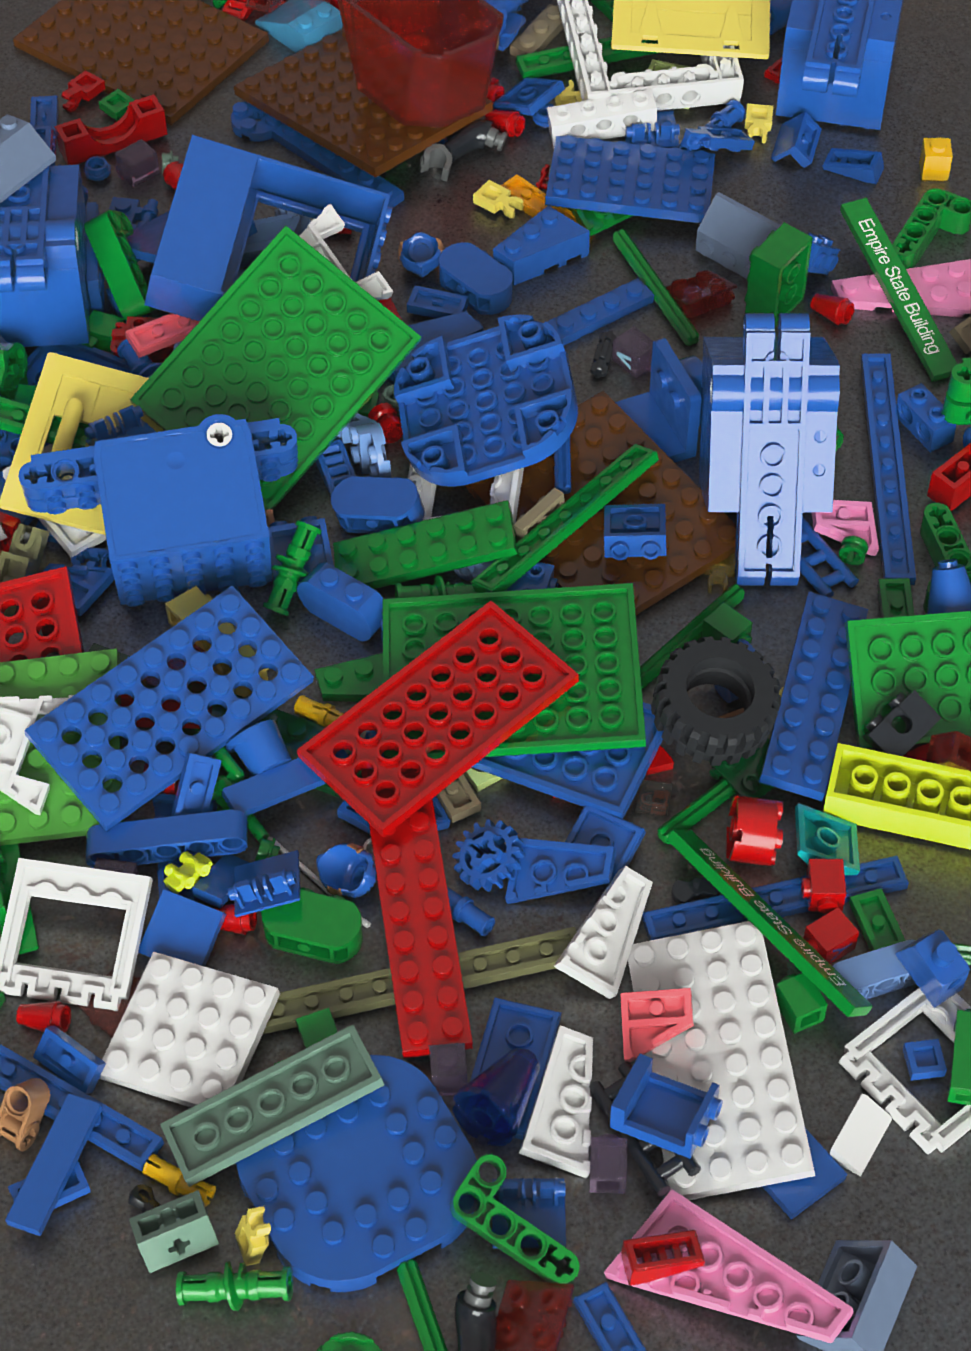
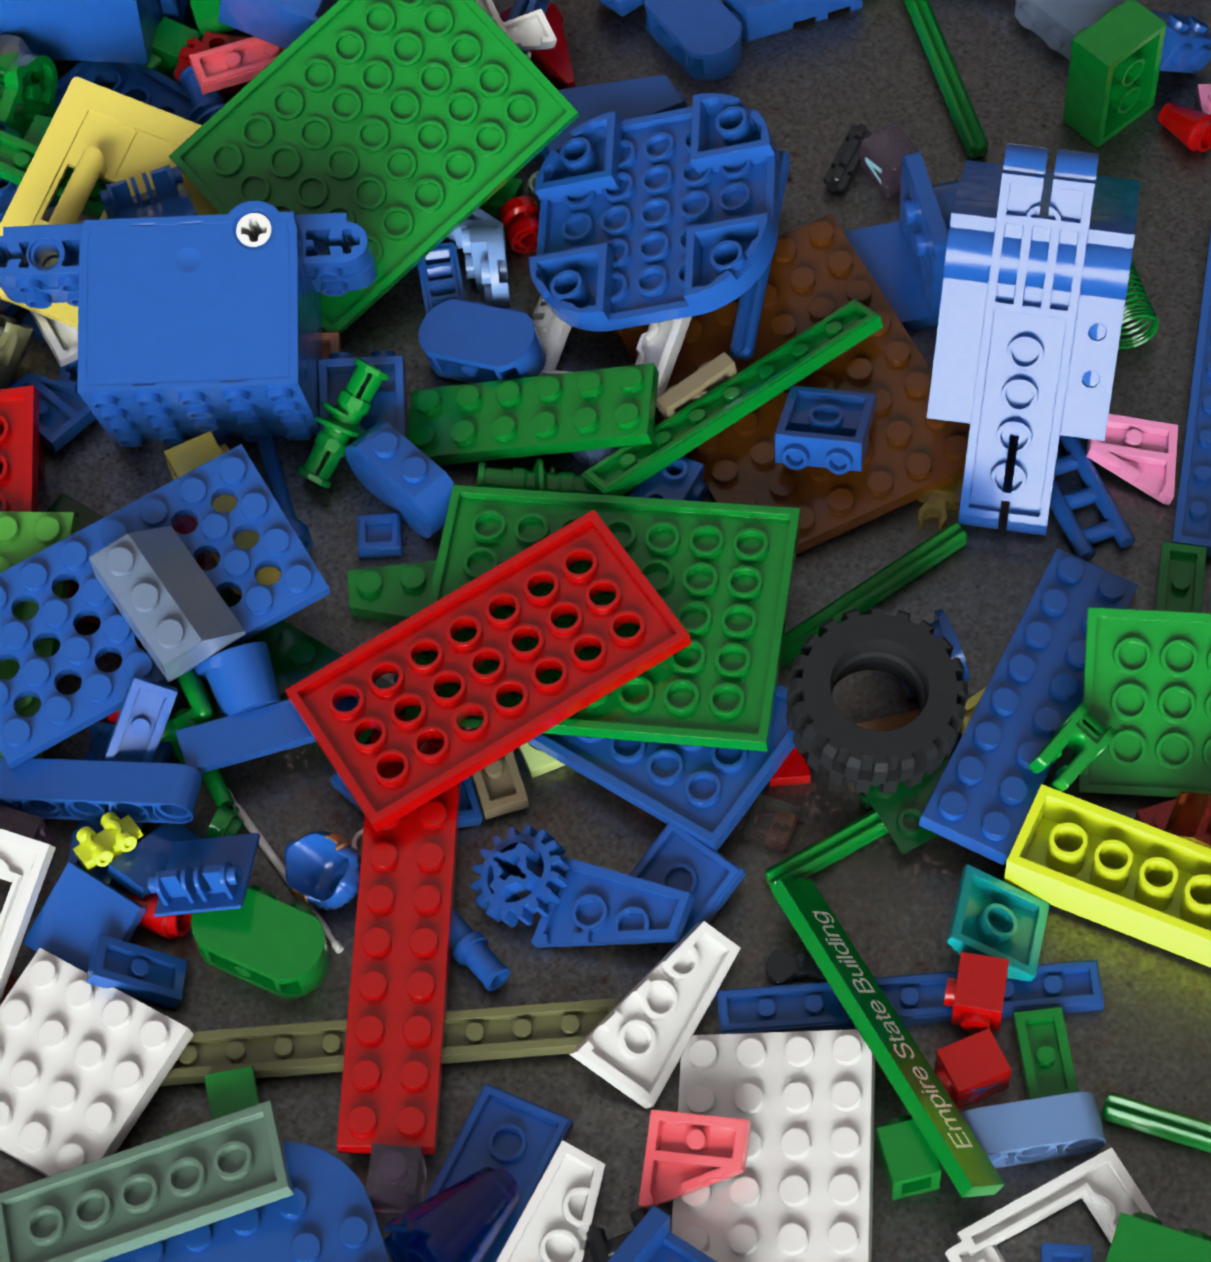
camera: 15 degrees right, 5 degrees up
(201, 697) = (165, 599): none -> sand blue slope
(228, 956) = (136, 971): none -> blue plate
(316, 711) = (335, 631): yellow pin -> none
(331, 644) = (379, 535): none -> blue tile
(435, 303) = (631, 56): blue plate -> none
(602, 311) = (849, 97): blue plate -> none
(702, 292) = (996, 78): clear red hinge -> none
(728, 624) = (927, 587): green brick -> none
(754, 830) = (896, 896): red brick -> none
(853, 550) = (1136, 494): green bush -> none
(860, 710) = (1083, 736): none -> green piece
(918, 718) = (1167, 763): black brick -> none
(935, 966) = (1103, 1141): blue torso -> none

